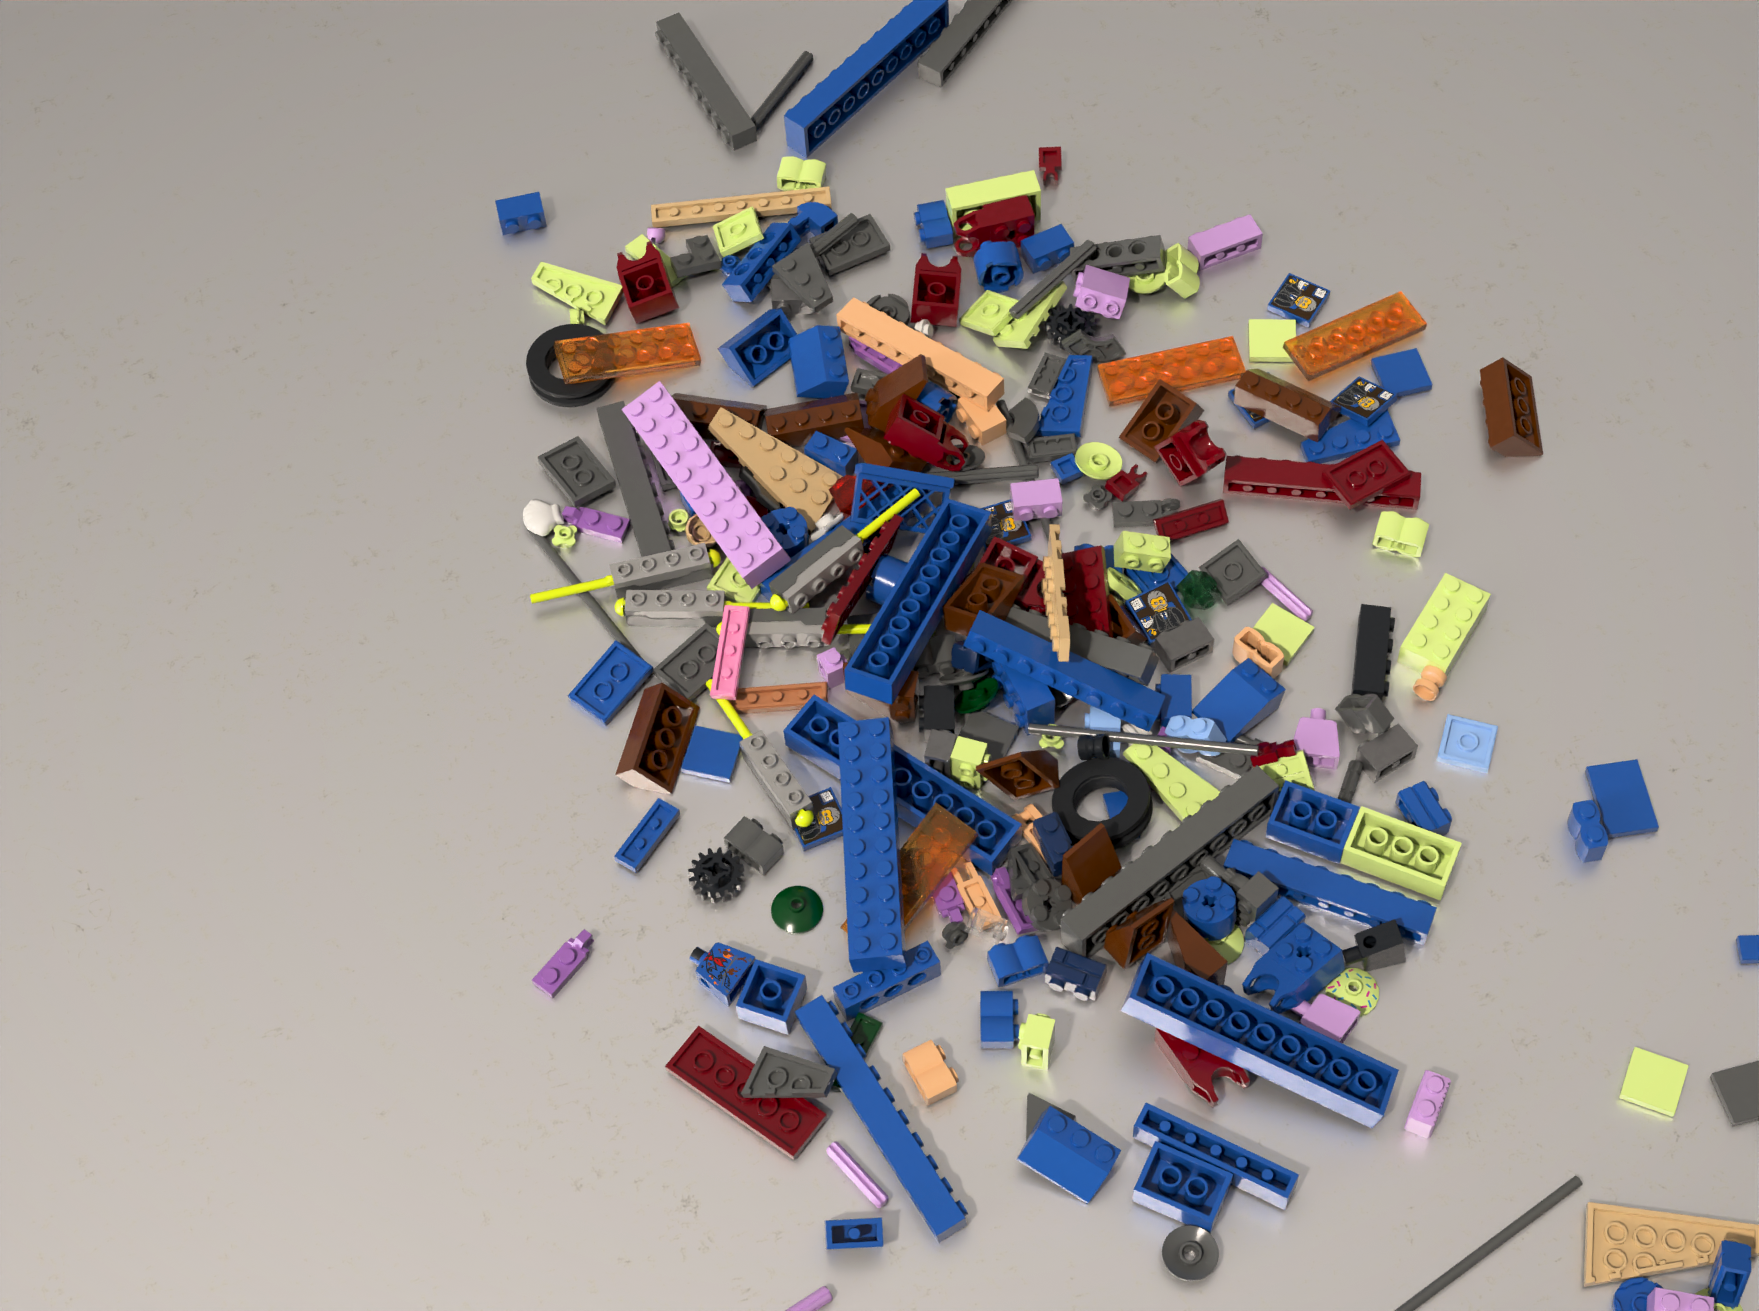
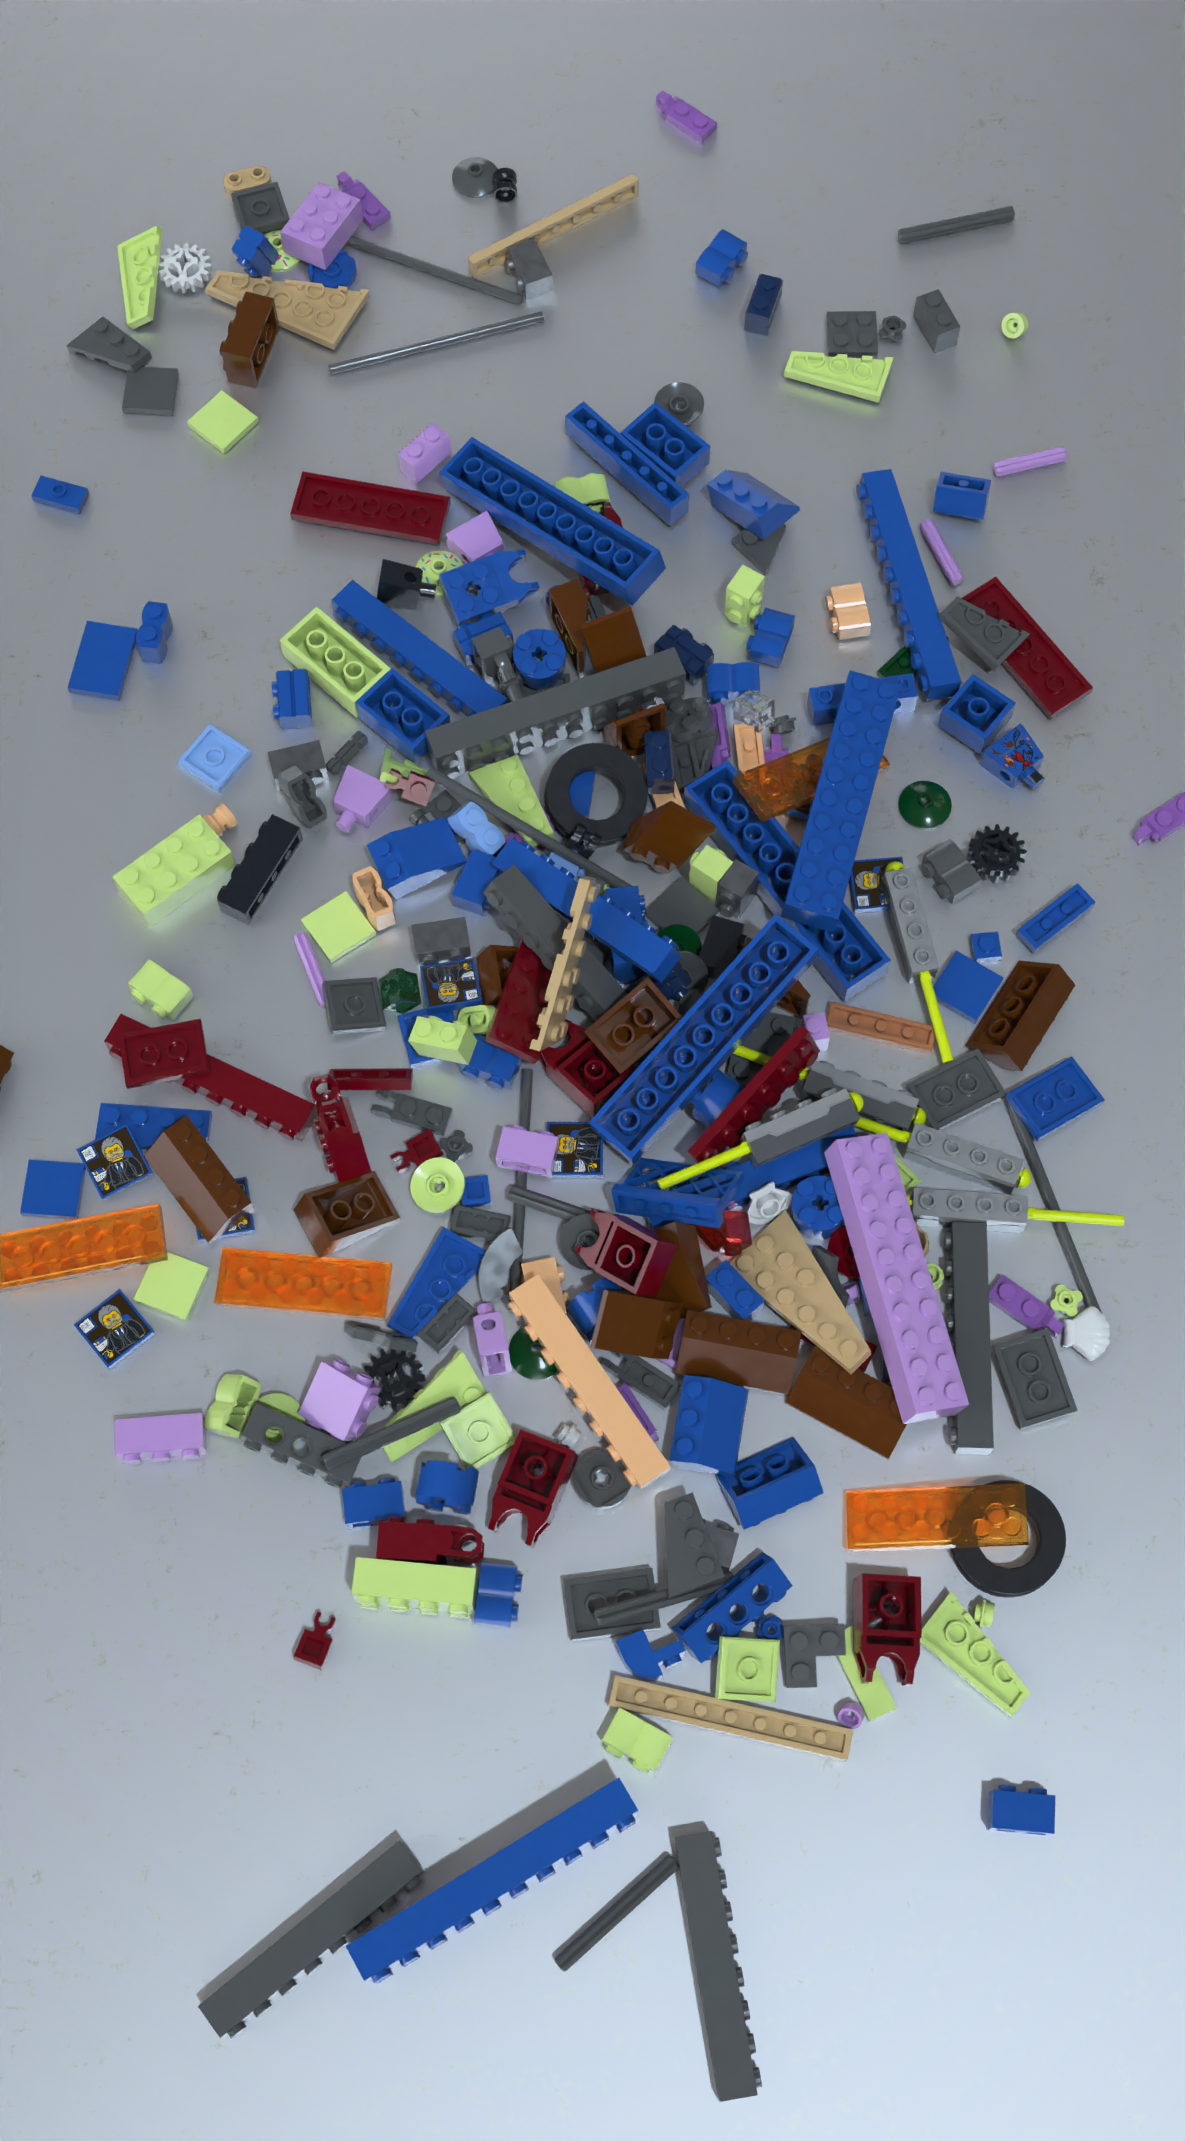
camera: 165 degrees left, 10 degrees up
(704, 794) = (985, 947): none -> blue plate
(730, 652) = (920, 1074): bright pink tile -> none
(1006, 361) = (491, 1341): none -> lavender torso
(1246, 1112) = (588, 490): none -> yellowish green brick
(1453, 1030) = (370, 508): none -> dark red plate
(1674, 1165) = (250, 339): none -> reddish brown brick

